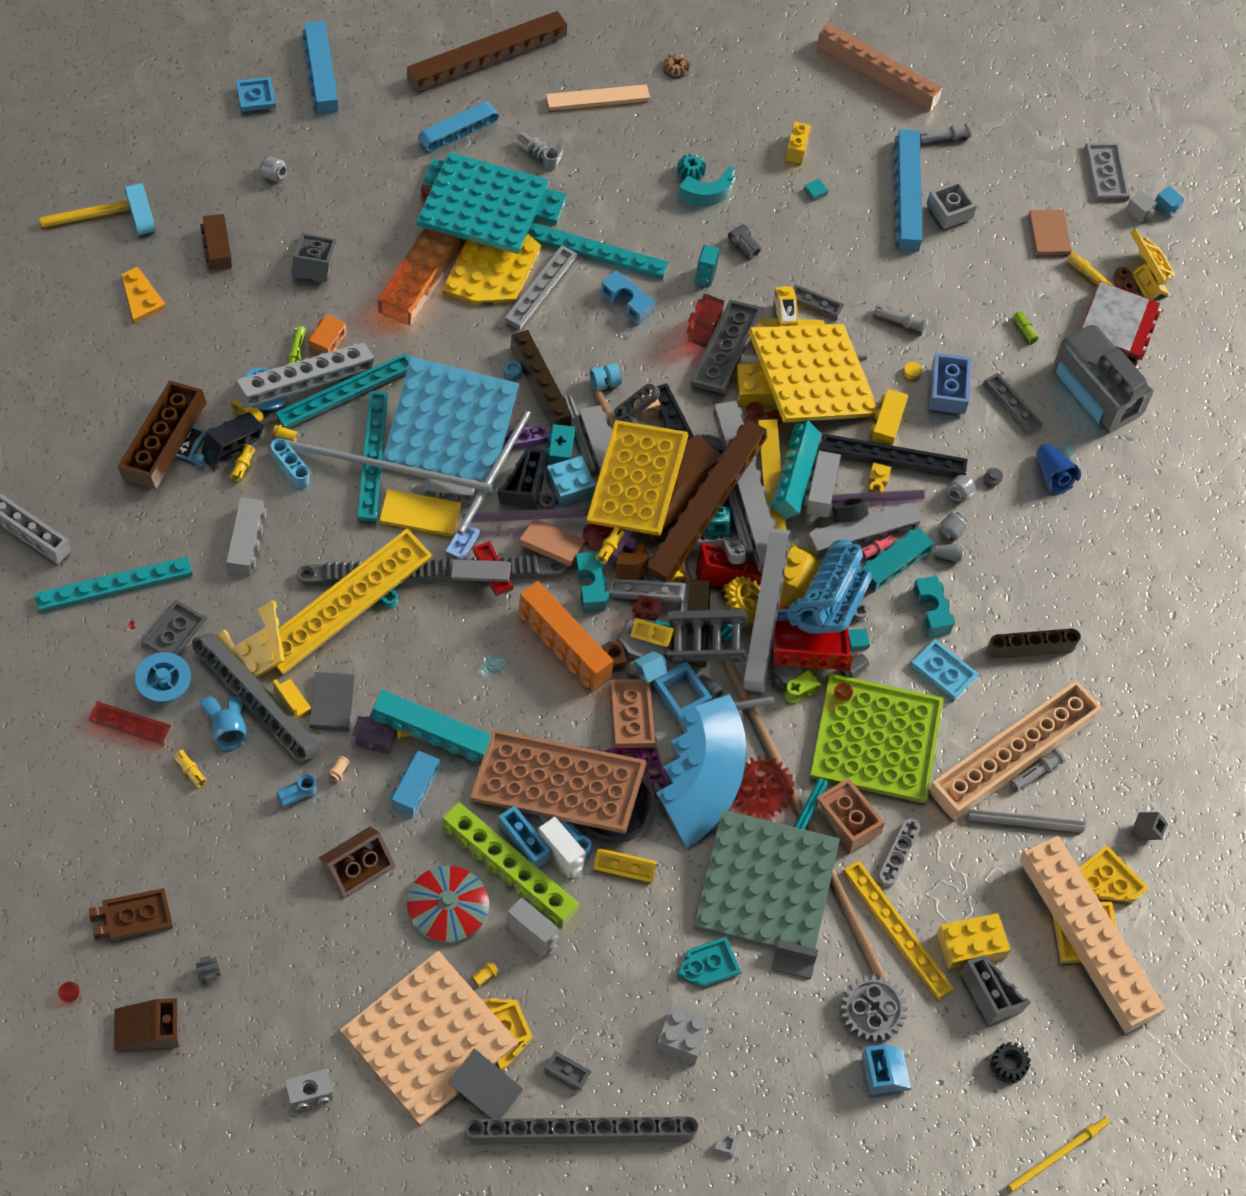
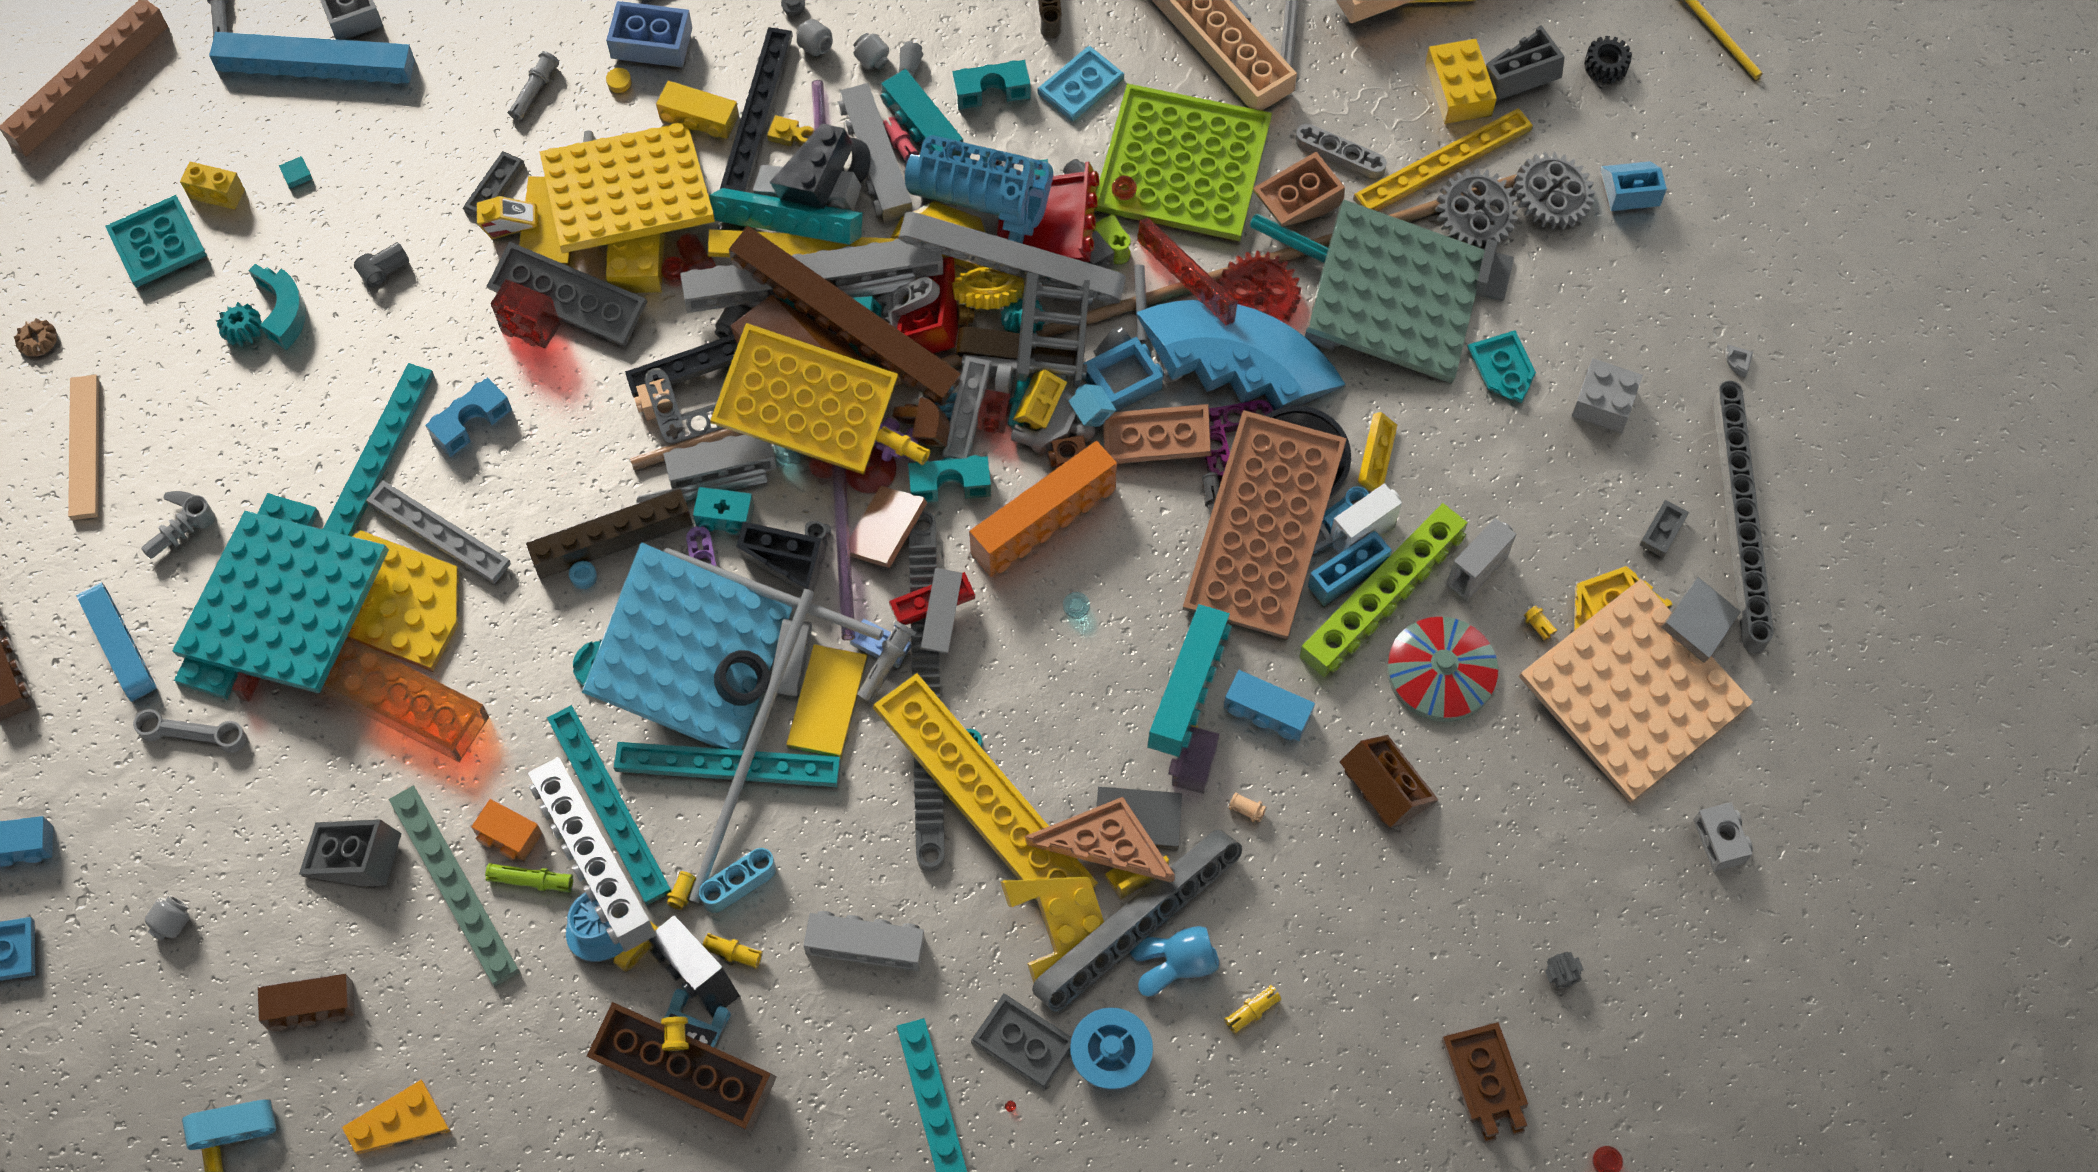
camera: 80 degrees left, 5 degrees up
(130, 723) = (1181, 1097): clear red plate -> none
(147, 1025) = (1654, 1047): reddish brown slope -> none
(176, 420) = (674, 1033): none -> yellow bush
(292, 313) = (454, 886): none -> sand green plate
(296, 792) = (1286, 861): dark azure piece -> none
(310, 674) = (1106, 837): none -> nougat tile
(396, 181) = (189, 730): none -> light grey piece
(426, 440) = (750, 659): none -> black tyre
(452, 543) = (891, 651): none -> light grey pin
(570, 481) = (786, 498): medium azure brick -> none
(605, 377) = (609, 449): medium azure wheel -> none
(666, 605) = (1004, 379): none -> light grey beam
(707, 265) = (428, 307): teal brick -> none
(753, 118) = (155, 241): none -> teal plate
(763, 731) = (1187, 271): none -> clear red plate
(830, 478) = (814, 168): none -> black wedge
(864, 957) = (1492, 194): none -> light grey gear

